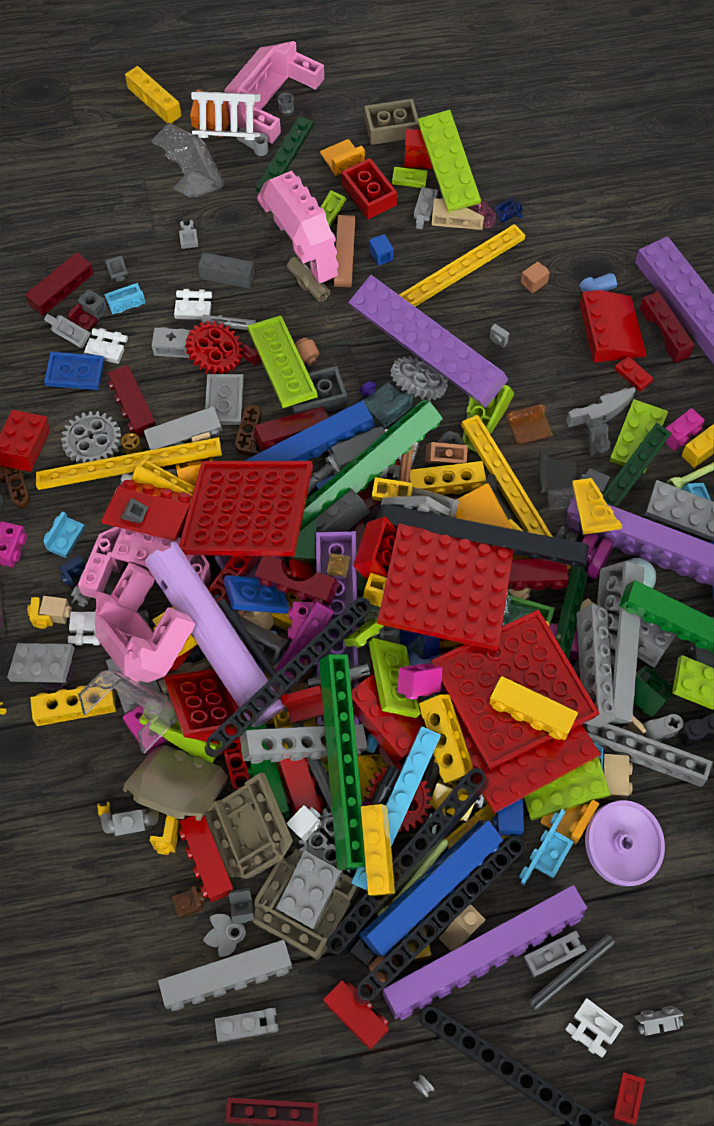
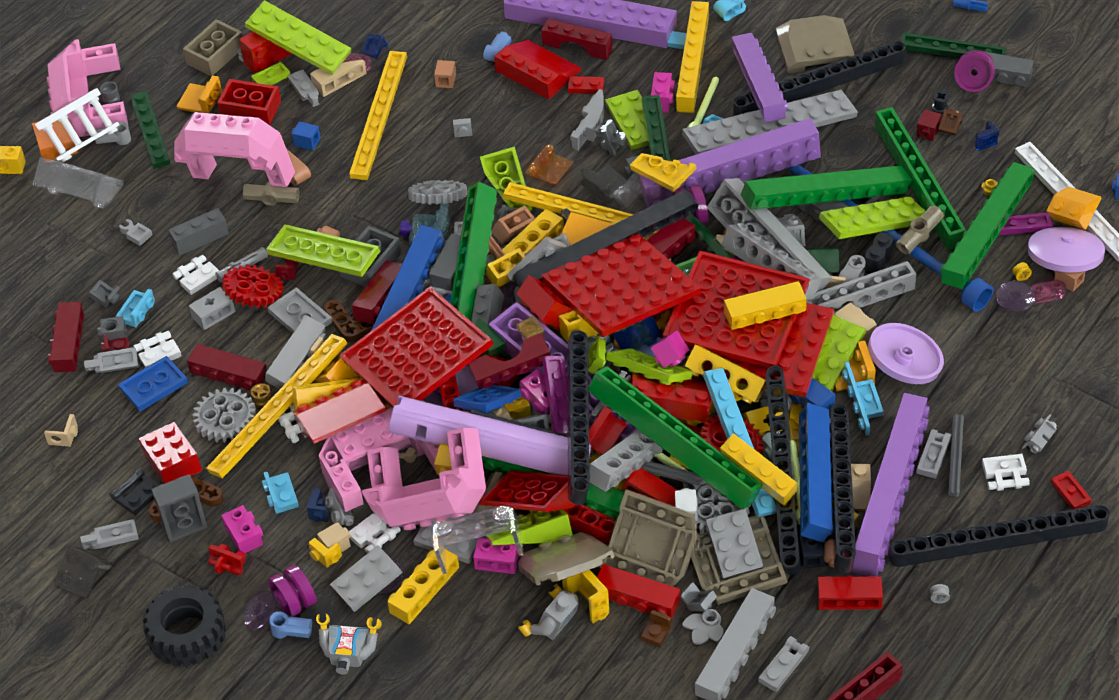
camera: 40 degrees left, 15 degrees down
(134, 511) = (332, 415): dark grey slope -> none
(384, 786) = (718, 431): black axle -> none
(428, 341) = (417, 161): medium lavender brick -> none

